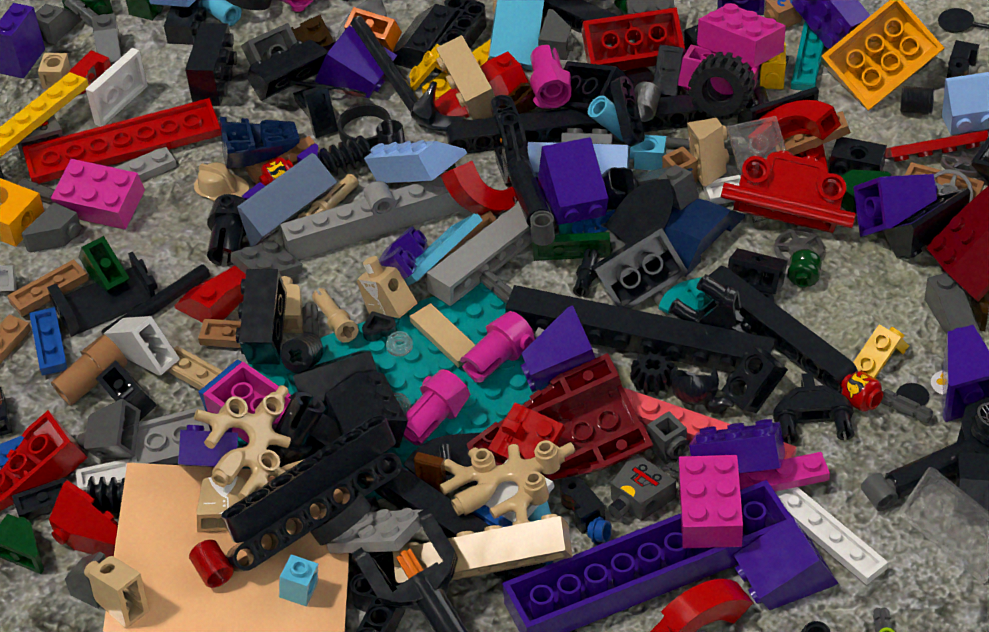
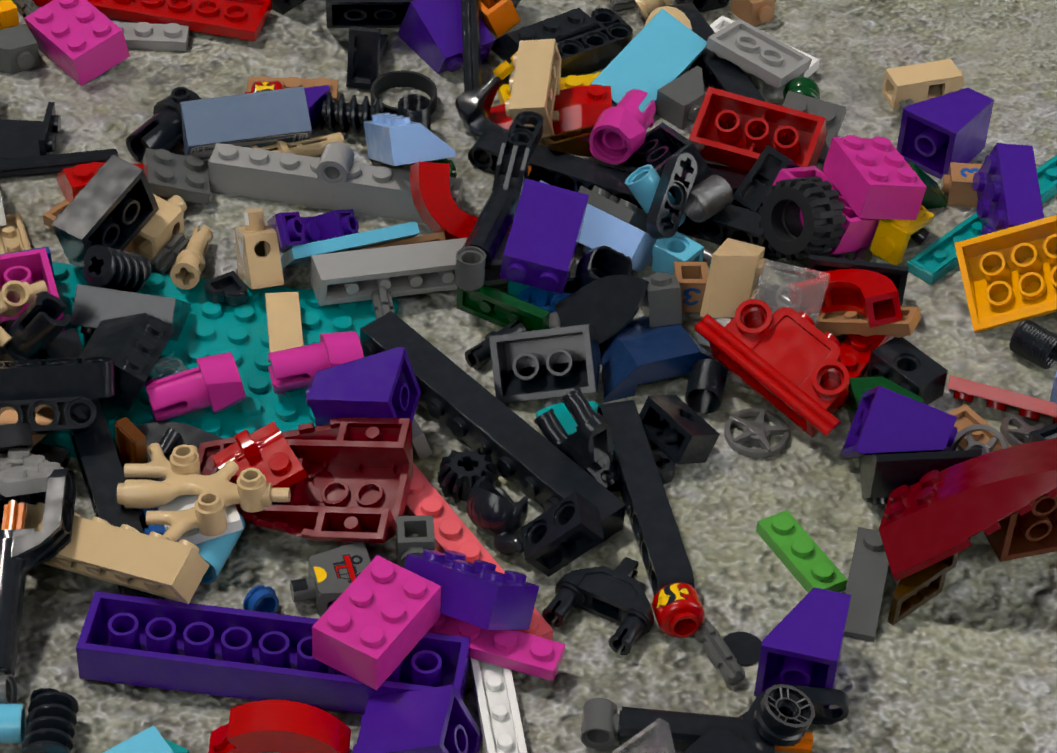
camera: 25 degrees right, 5 degrees down
(102, 264) = (18, 101): dark green slope -> none
(217, 180) = (207, 78): tan piece -> none
(254, 143) = (269, 56): dark blue wedge -> none
(346, 91) = (399, 42): black piece -> none
(399, 343) = (229, 315): clear plate -> none
(582, 501) = (268, 562): black leg -> none
(746, 231) = (706, 386): none -> black piece
(804, 268) = (735, 453): dark green piece -> none
(879, 349) = (739, 576): yellow bracket -> none
(896, 315) = (800, 553): none -> bright green plate

